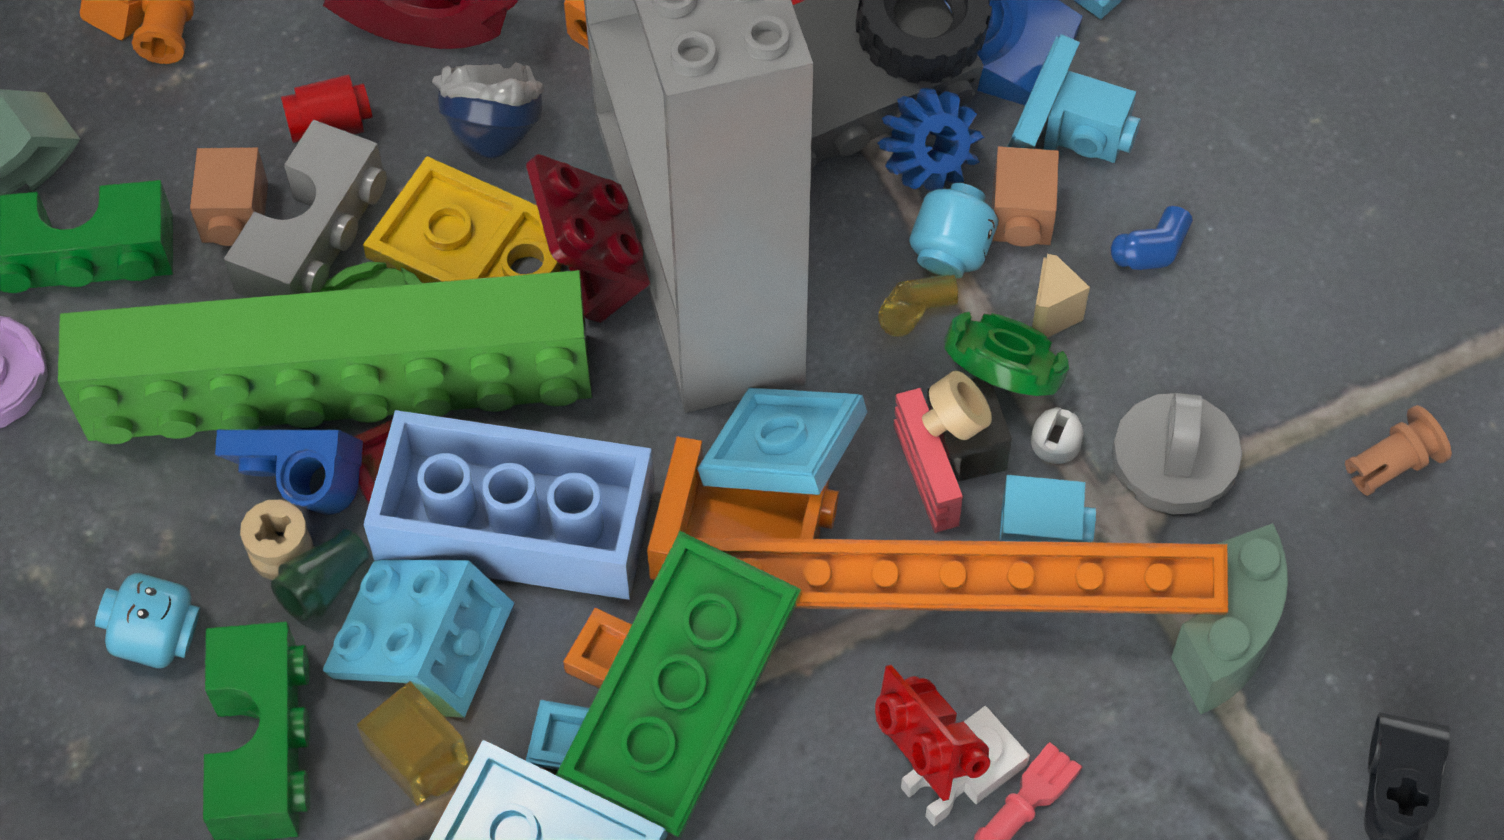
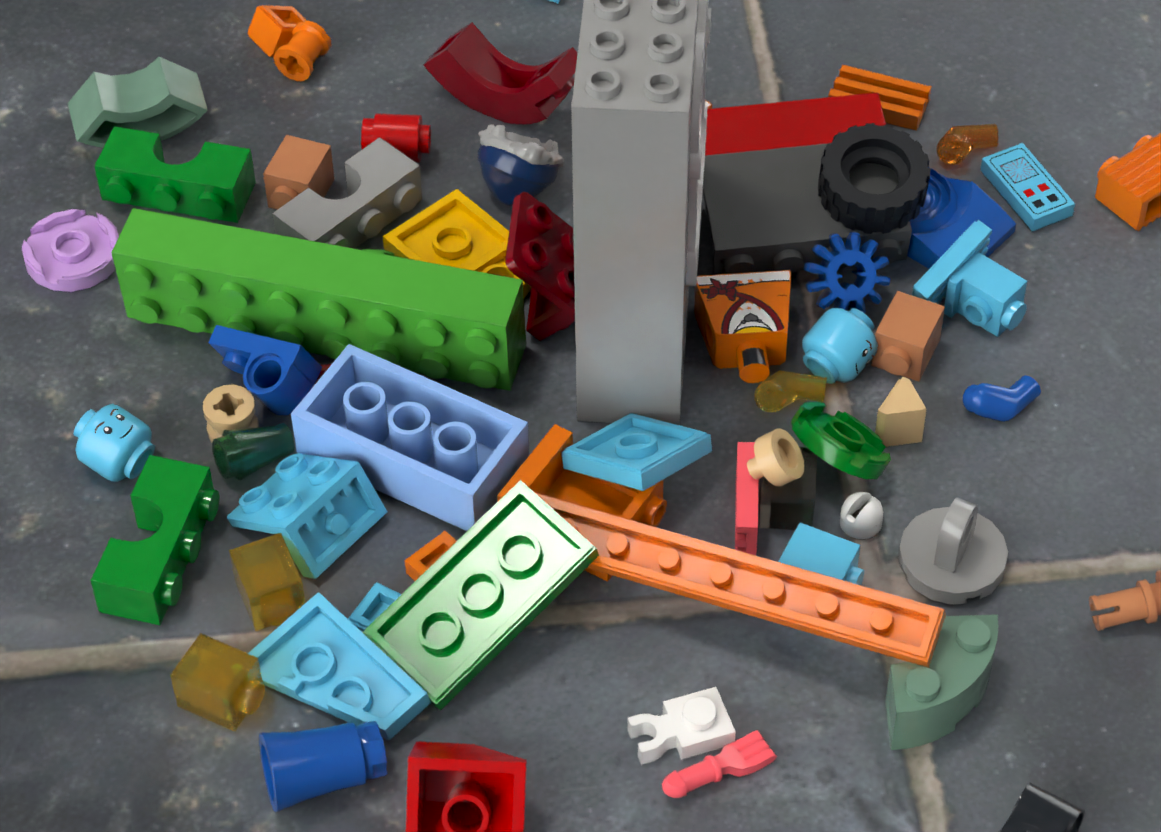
camera: 20 degrees right, 10 degrees down
(849, 233) = (744, 320): none -> orange torso
(927, 733) = (660, 686): red hinge -> none

